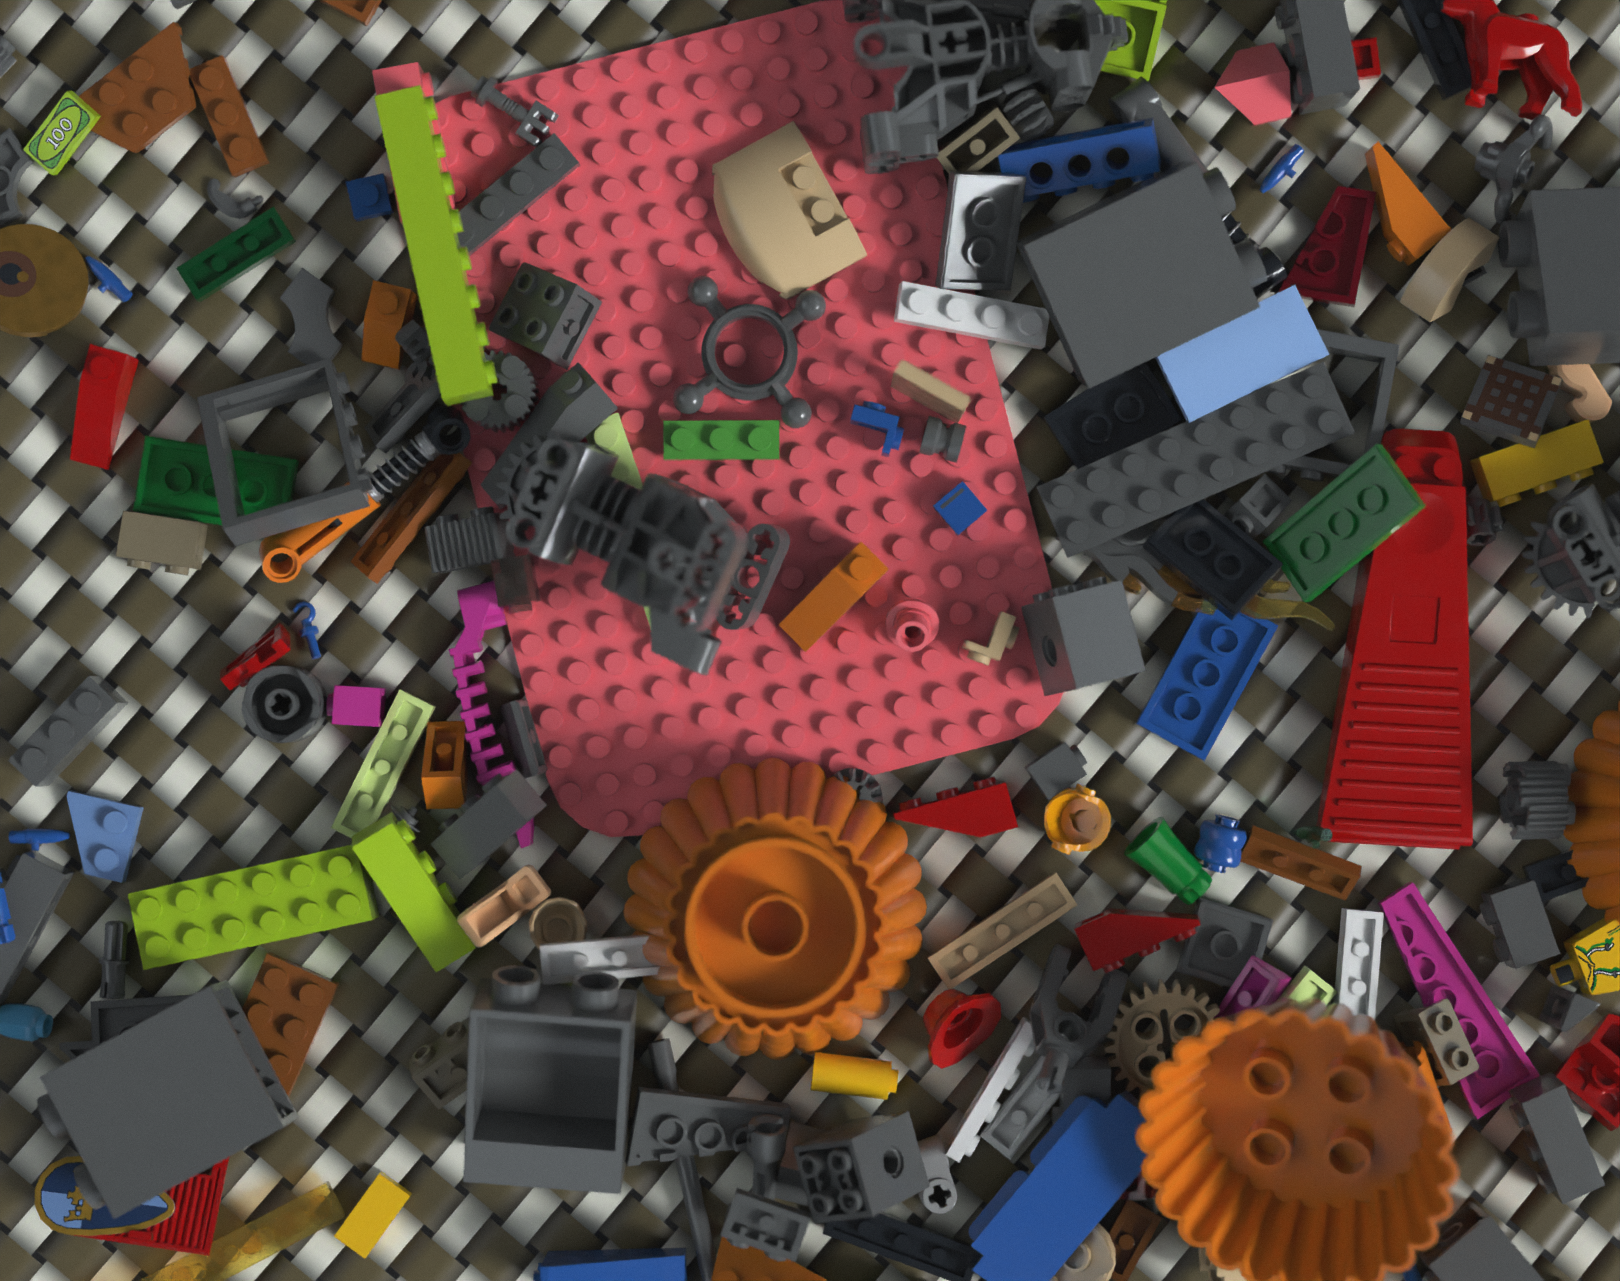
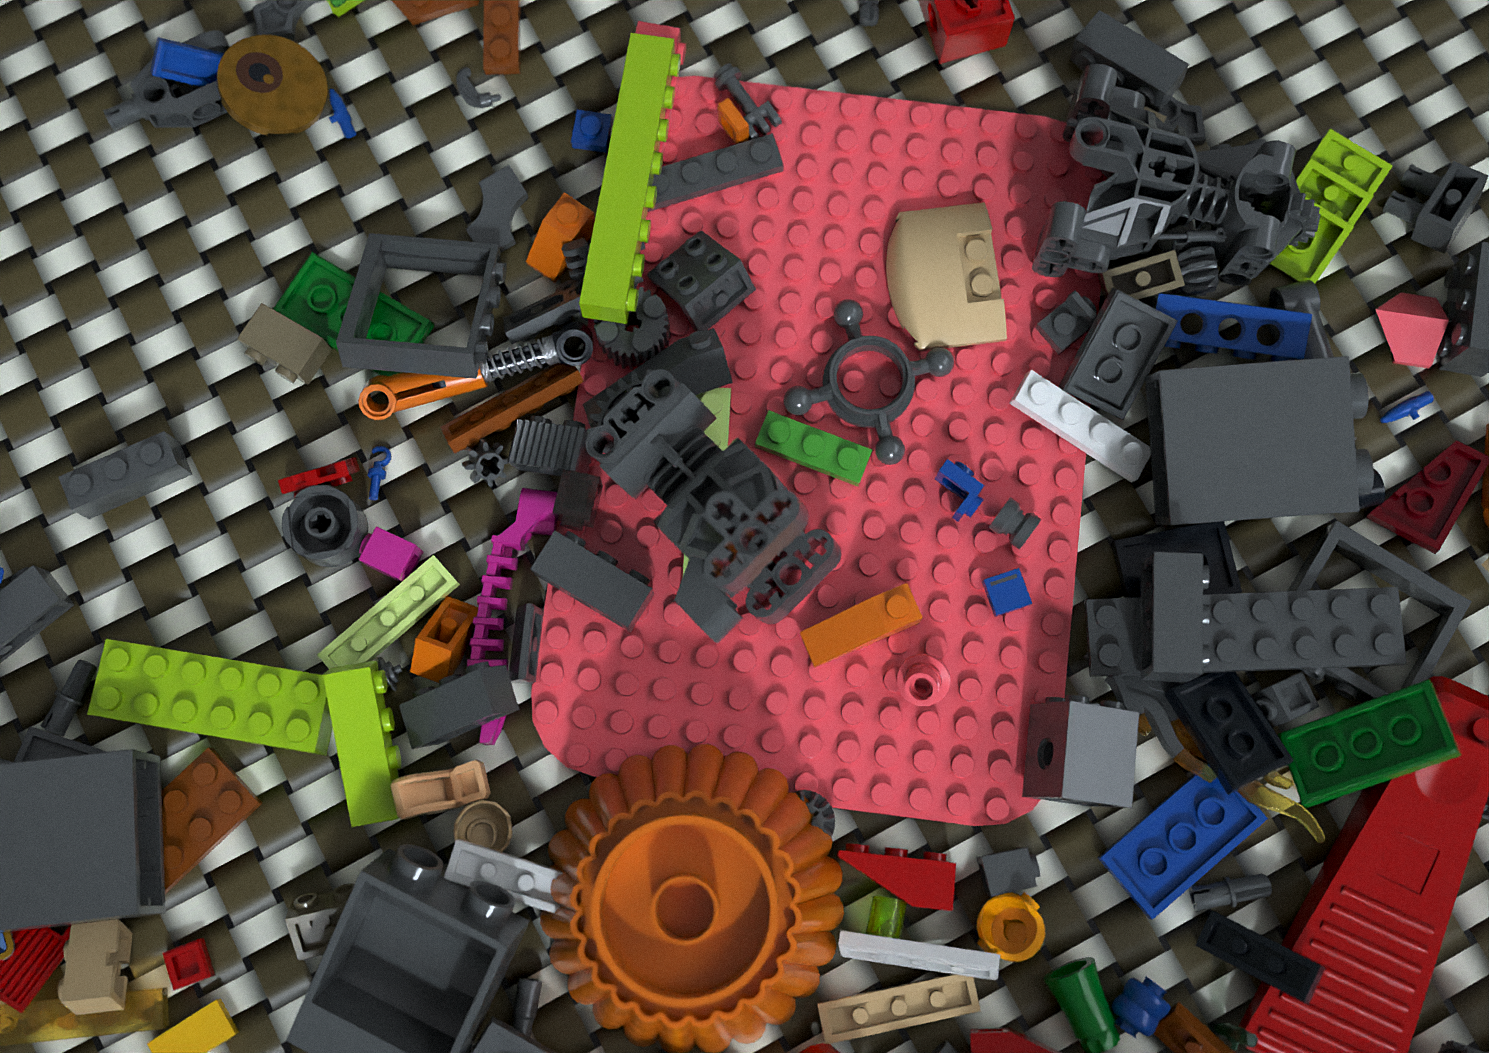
camera: 20 degrees right, 10 degrees down
(37, 837) = (56, 559): blue helmet -> none
(101, 405) = (287, 210): red slope -> none
(104, 834) = (116, 581): medium blue wing -> none
(236, 254) = (457, 133): dark green plate -> none
(256, 1191) = (94, 967): none -> tan brick
(338, 1153) = (188, 964): none -> red tile
(411, 589) = (489, 453): none -> dark grey gear
(510, 138) = (733, 122): none -> orange tile
(563, 653) = (593, 579): none -> dark grey brick
(920, 215) = (1068, 322): none -> dark grey bracket
(929, 391) = (1022, 470): tan tile -> none
(961, 858) = (886, 917): none -> clear neon green beam
(1002, 636) = (1004, 724): tan bracket -> none
(1003, 878) = (919, 955): none -> white tile
(1121, 479) = (1173, 617): none -> dark grey brick
(1242, 355) = (1321, 552): light blue tile -> none
(1267, 706) = (1230, 891): none -> dark grey axle
(1311, 756) = (1260, 957): none -> black plate

